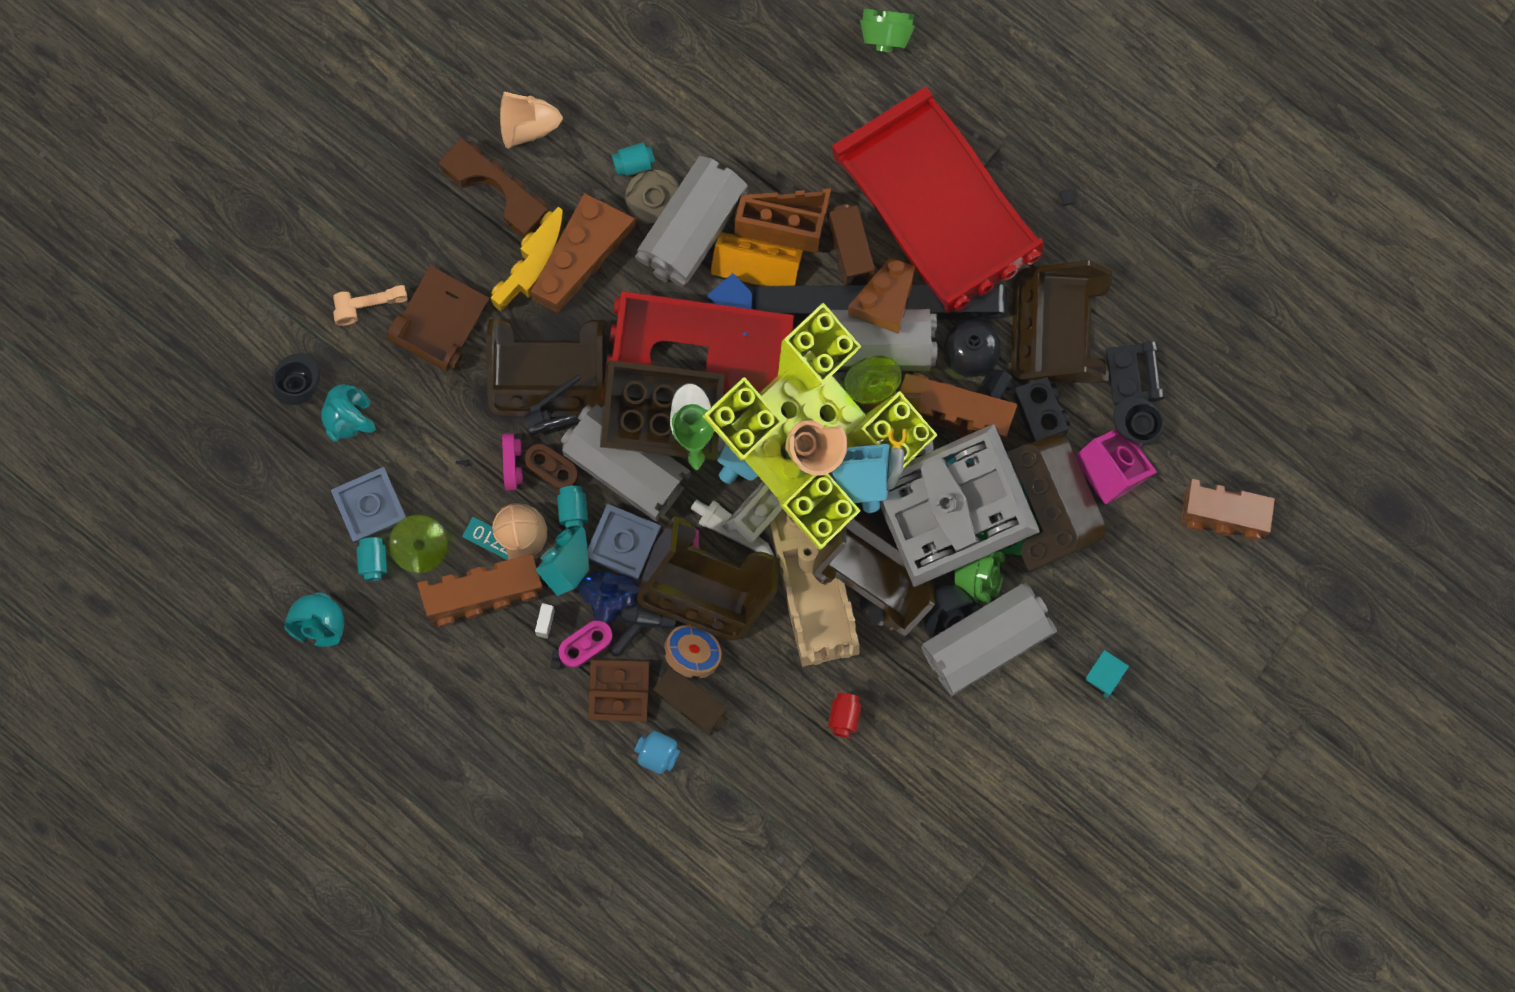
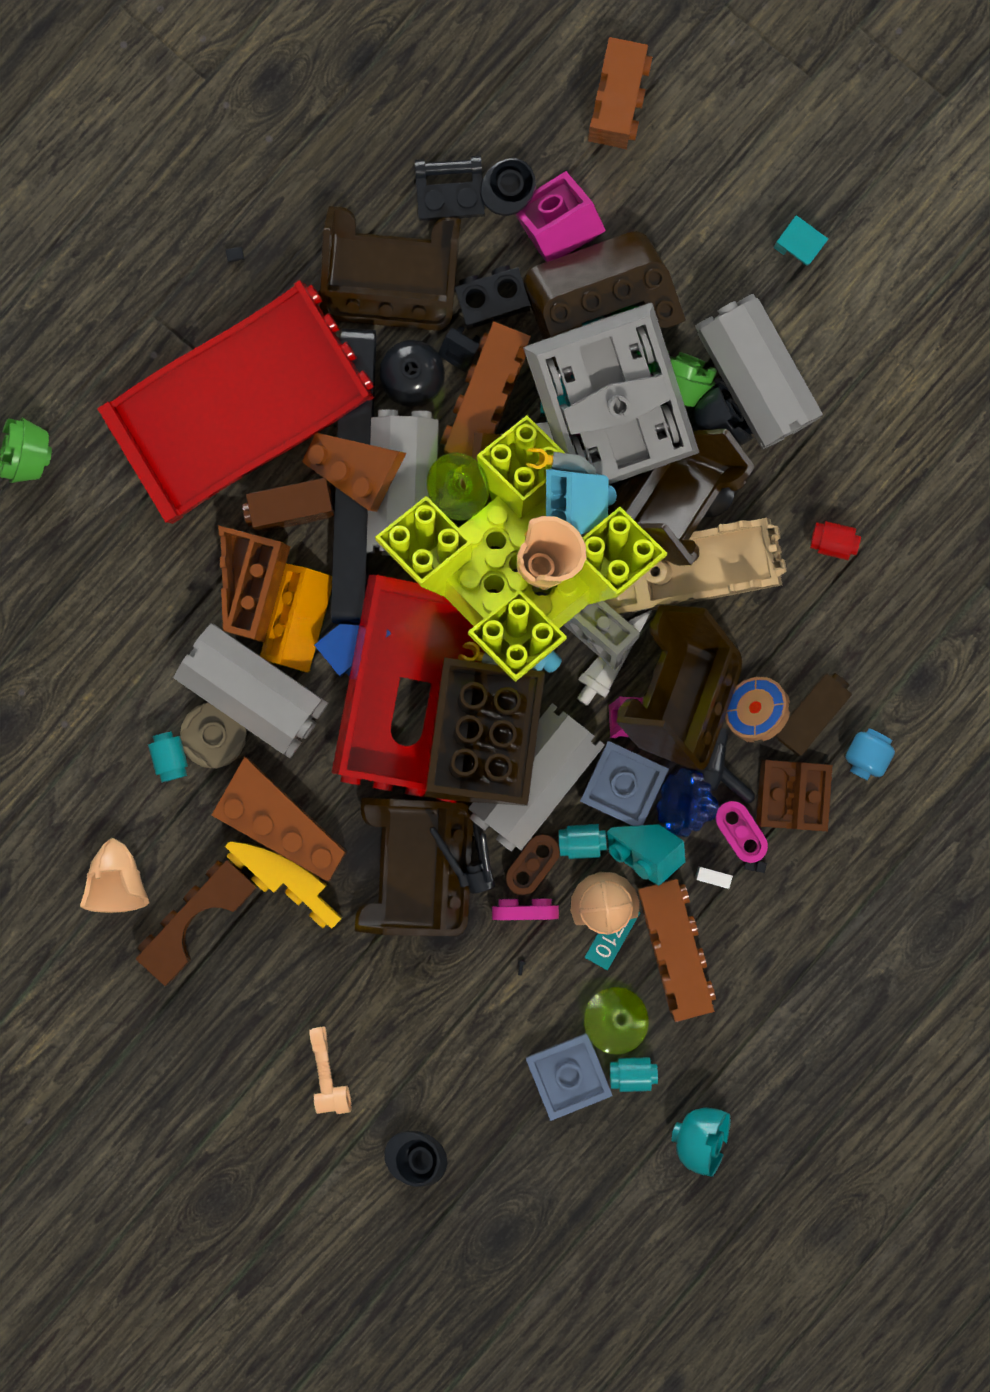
camera: 85 degrees left, 10 degrees up
(340, 415) = (467, 1108): teal helmet -> none
(438, 323) = (354, 994): reddish brown door -> none
(688, 422) = (504, 700): bright green hair -> none

